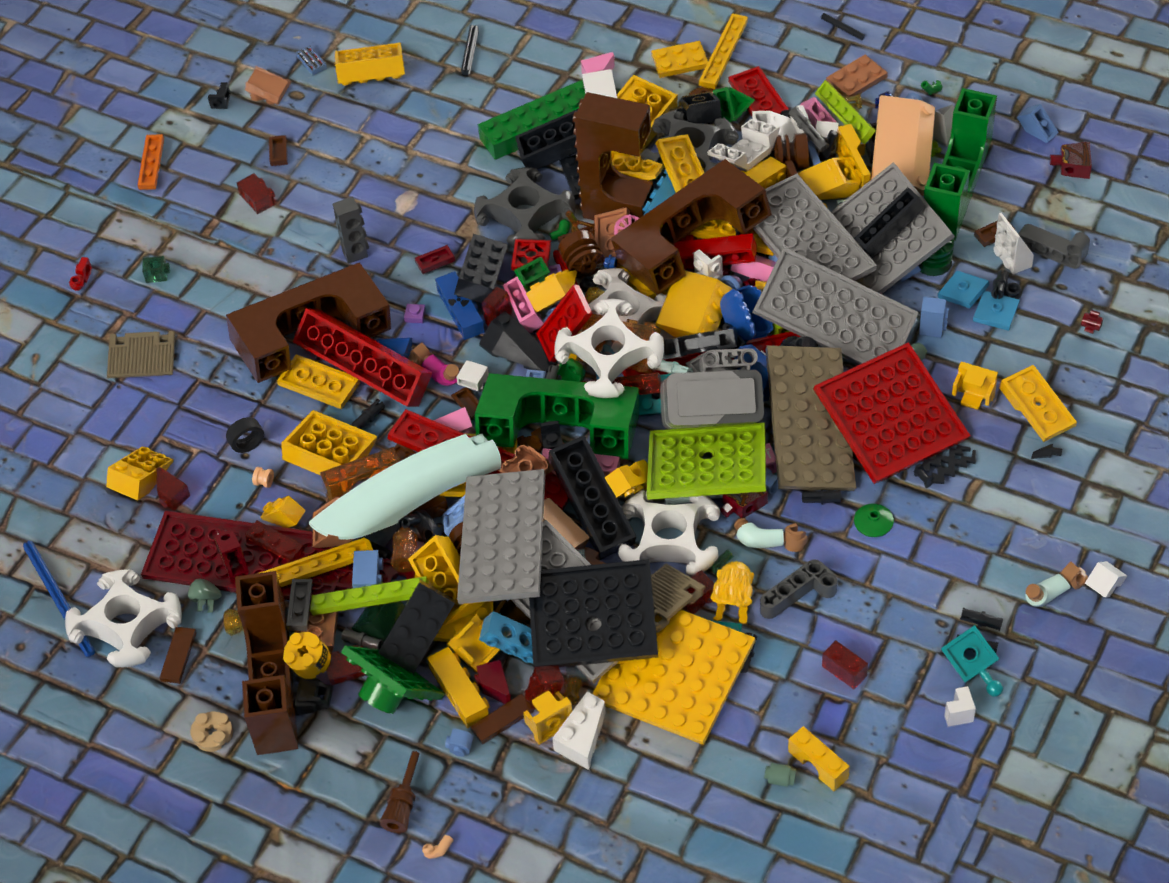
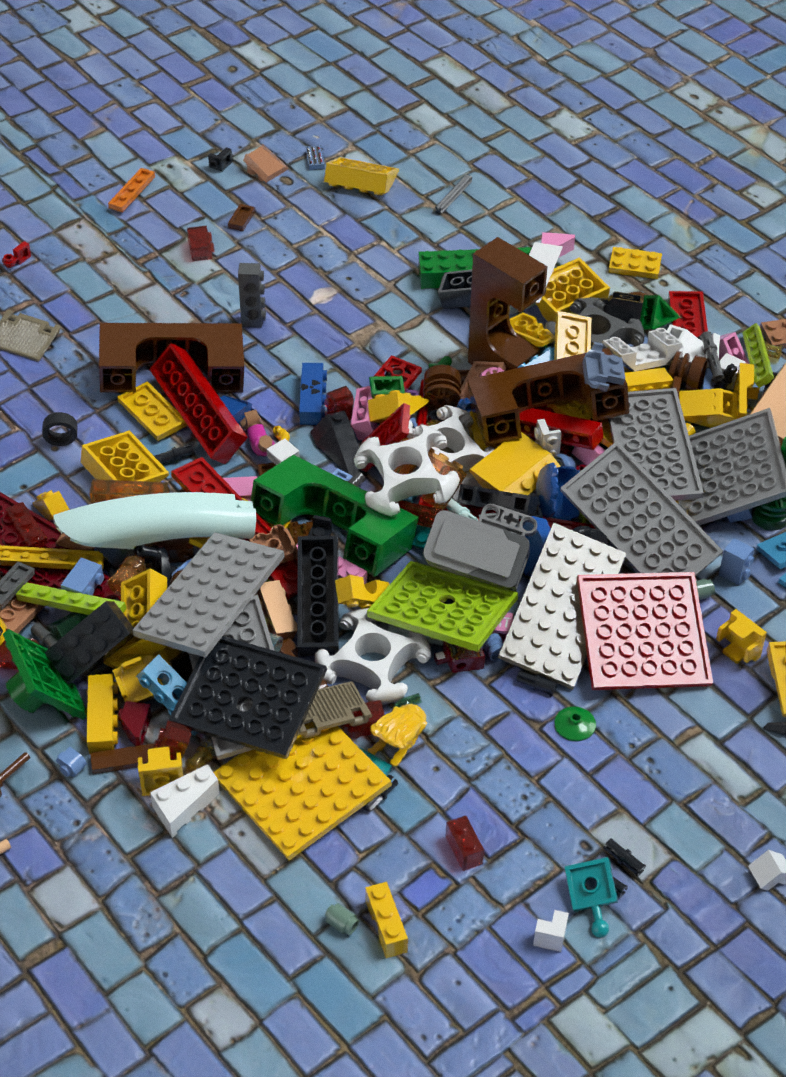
camera: 20 degrees right, 5 degrees down
(155, 269) = (78, 272): clear green brick -> none
(263, 477) = (54, 470): light nougat wheel -> none
(414, 313) = (270, 386): medium lavender plate -> none
(434, 259) = (314, 349): dark red plate -> none
(455, 357) = (281, 433): none -> yellow arm
(480, 268) = (346, 366): black brick -> none
(524, 192) = (434, 336): dark grey piece -> none
(572, 371) = (372, 481): green hair -> none
(575, 222) = (448, 350): clear orange plant -> none
(723, 51) = (678, 269): yellow plate -> none
(735, 183) = (602, 368): none -> sand blue plate
(765, 538) = (453, 694): piece -> none
(774, 603) = (462, 752): dark grey beam -> none
(890, 222) = (736, 459): black brick -> none
(950, 460) = (666, 705): black piece -> none
(1047, 590) = (708, 857): piece -> none

